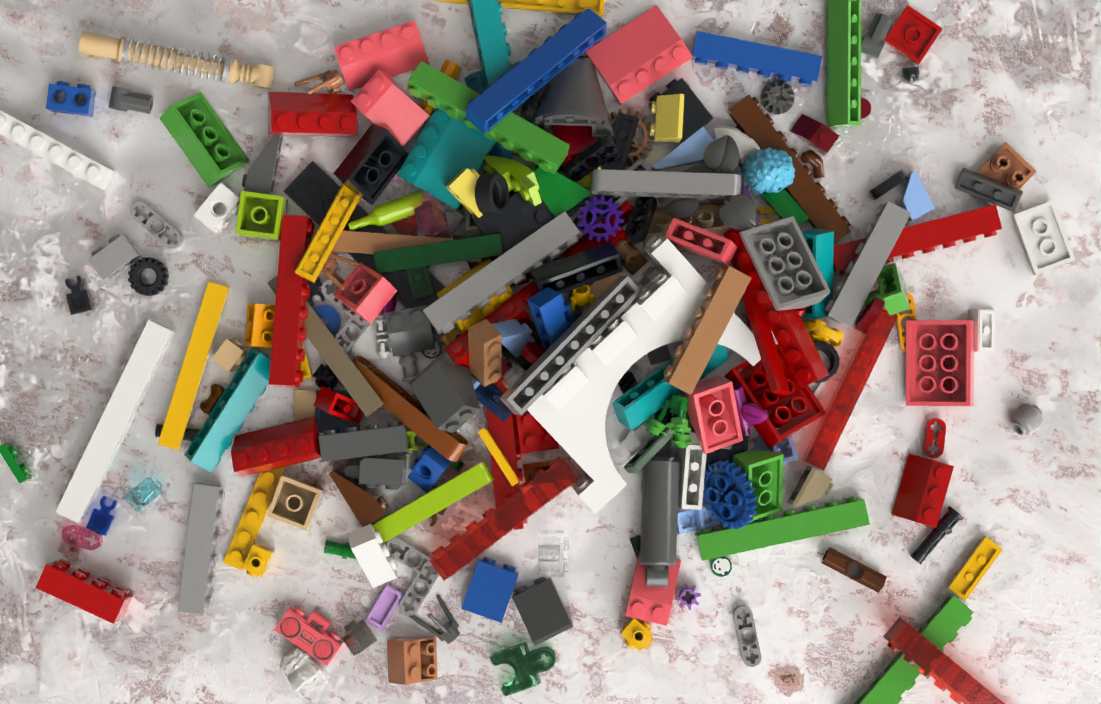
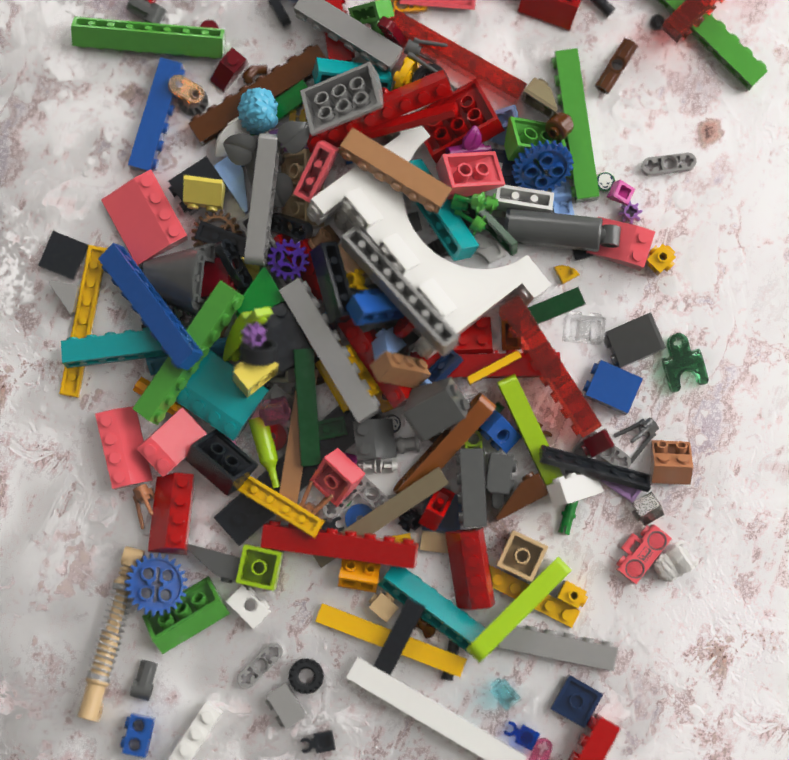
camera: 85 degrees left, 5 degrees down
(143, 573) = (576, 701): none -> dark blue plate
(197, 374) = (399, 635): none -> black tile
(232, 84) = (173, 587): none -> blue gear
(235, 503) = (518, 609): none -> lime beam
(396, 576) = (595, 468): none -> black tile
(423, 576) = (597, 444): none -> dark red slope
(508, 187) = (254, 334): none -> medium lavender gear
(576, 520) = (557, 305): none -> dark green tile
(614, 529) = (565, 273): none -> yellow tile
(709, 584) = (621, 192): none -> dark pink slope
(776, 510) = (559, 126): none -> reddish brown head
(787, 89) = (186, 89): none -> clear orange plate
(851, 340) = (413, 51): none -> dark grey plant
(908, 608) = (653, 22): none -> black hinge

